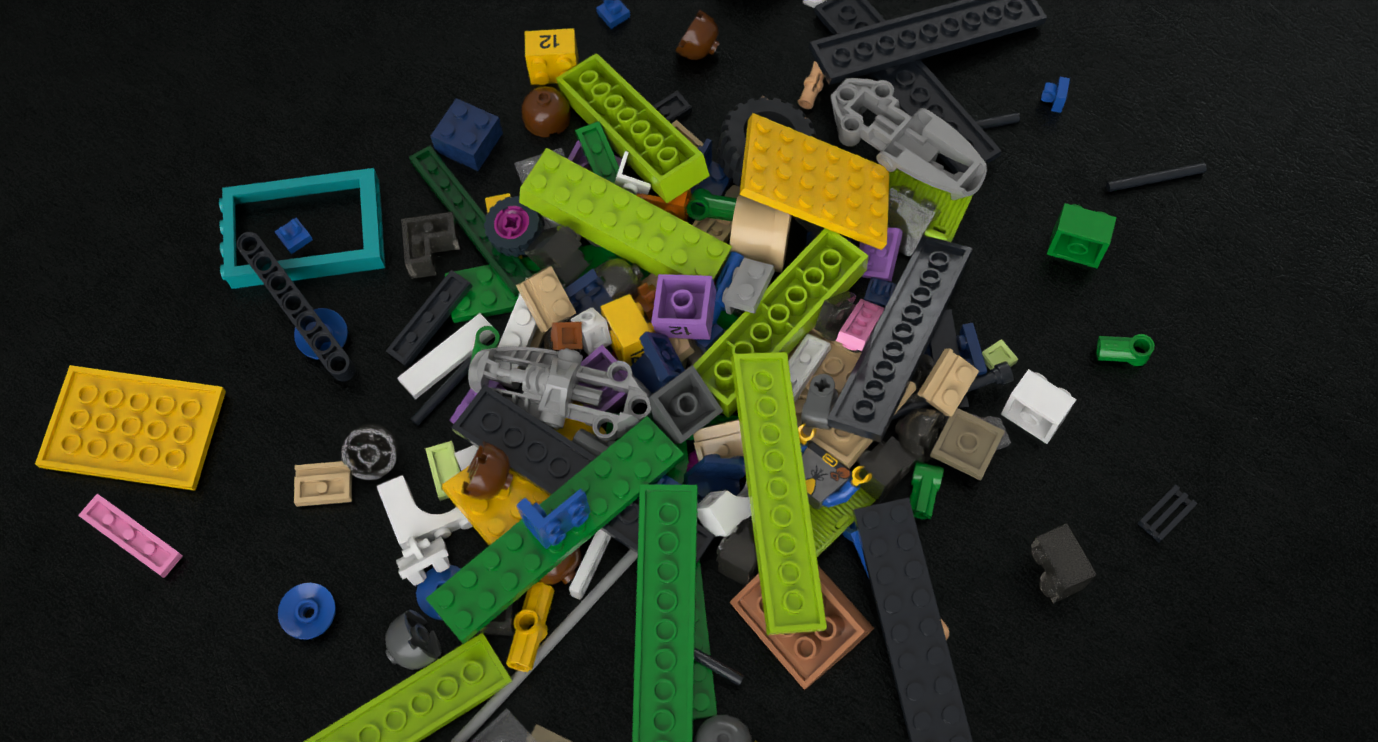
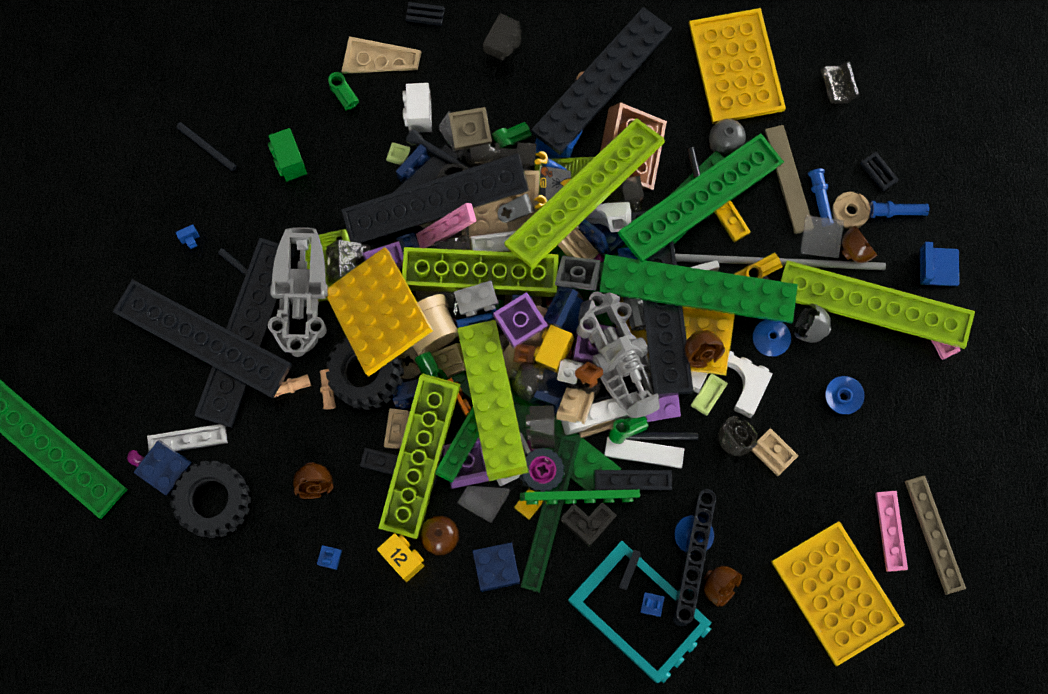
camera: 130 degrees left, 10 degrees up
(83, 582) = (935, 535): none -> dark tan tile
(251, 317) = (720, 584): none -> reddish brown cylinder
(342, 235) = (630, 570): none -> black tile
(420, 556) = (767, 357): white hips -> none
(459, 246) = (572, 496): none -> green plate
(553, 528) = (708, 274): blue bracket -> none
(610, 662) = (732, 221): none -> yellow tile
(630, 184) = (465, 427): white bracket -> none
(948, 382) = (446, 156): tan plate -> none
(1146, 415) = (374, 56): none -> tan wing

